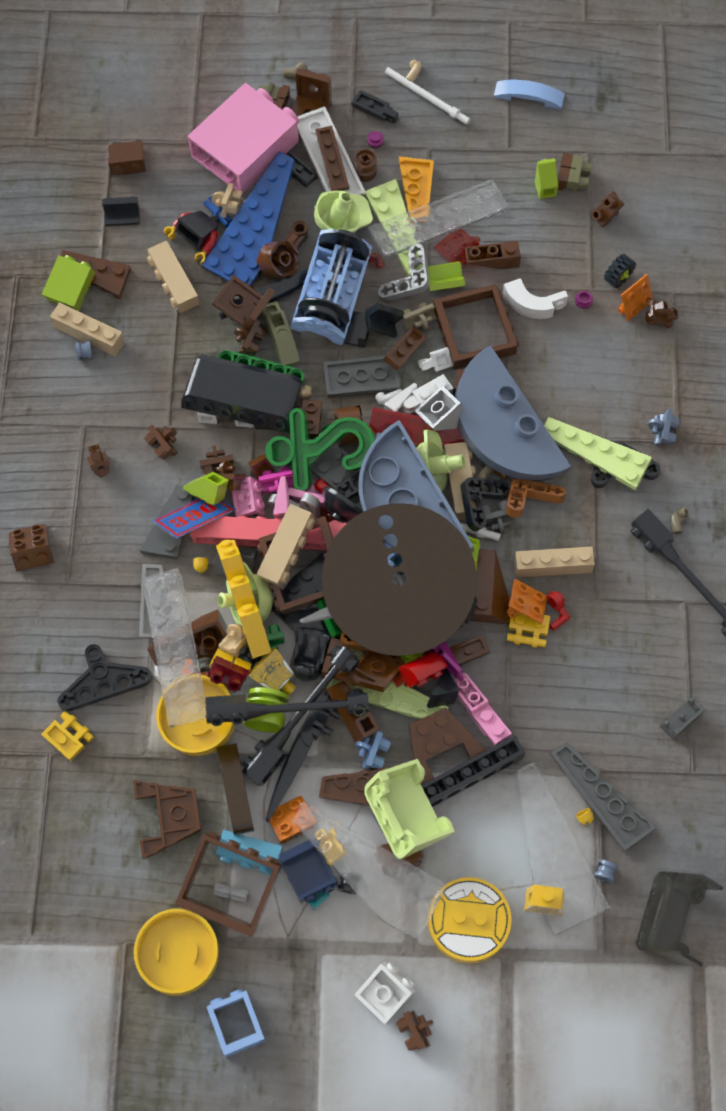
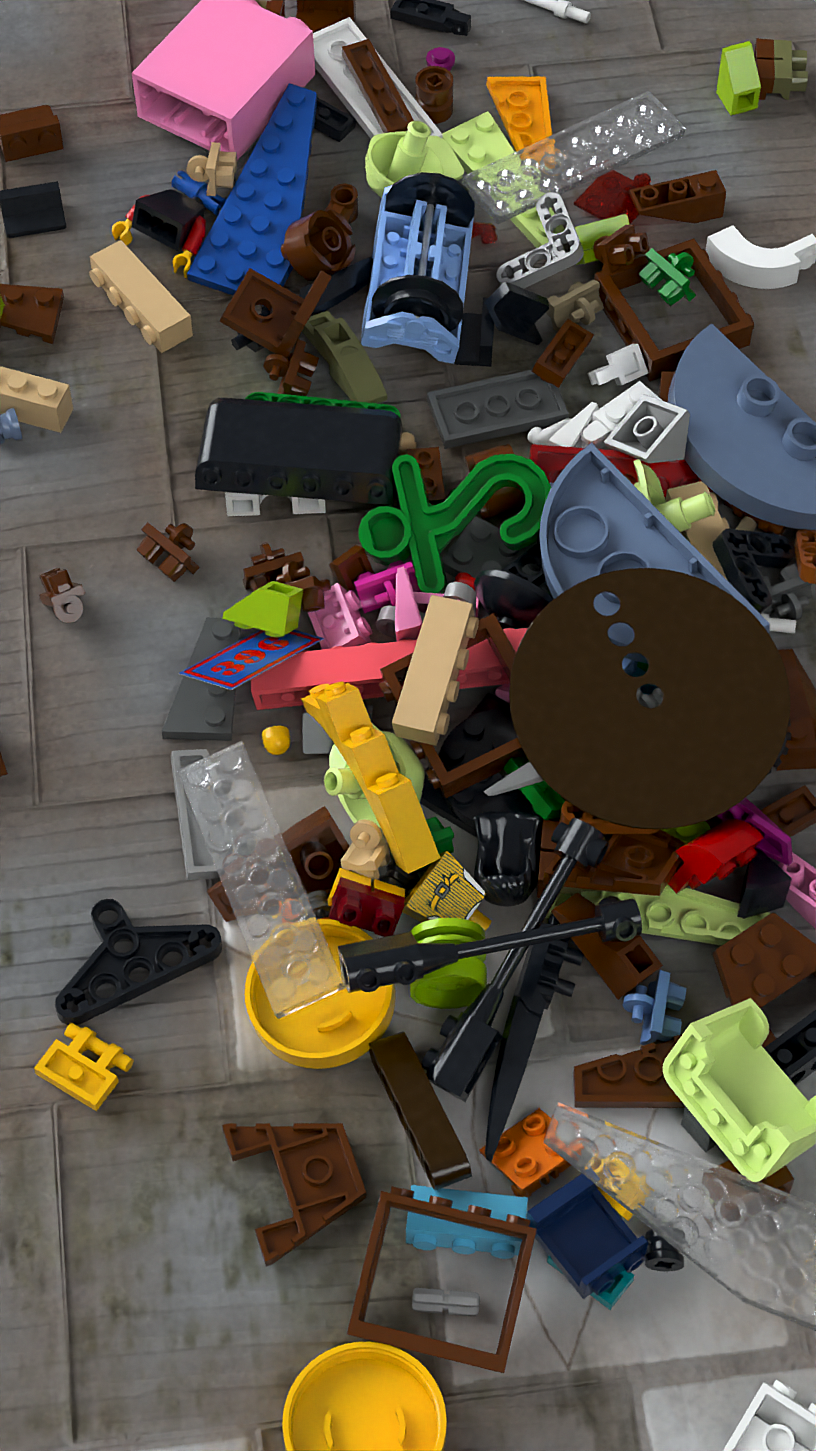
camera: 10 degrees left, 10 degrees down
(449, 287) = (620, 248): none -> reddish brown hips
(468, 304) = (676, 283): none -> green hips

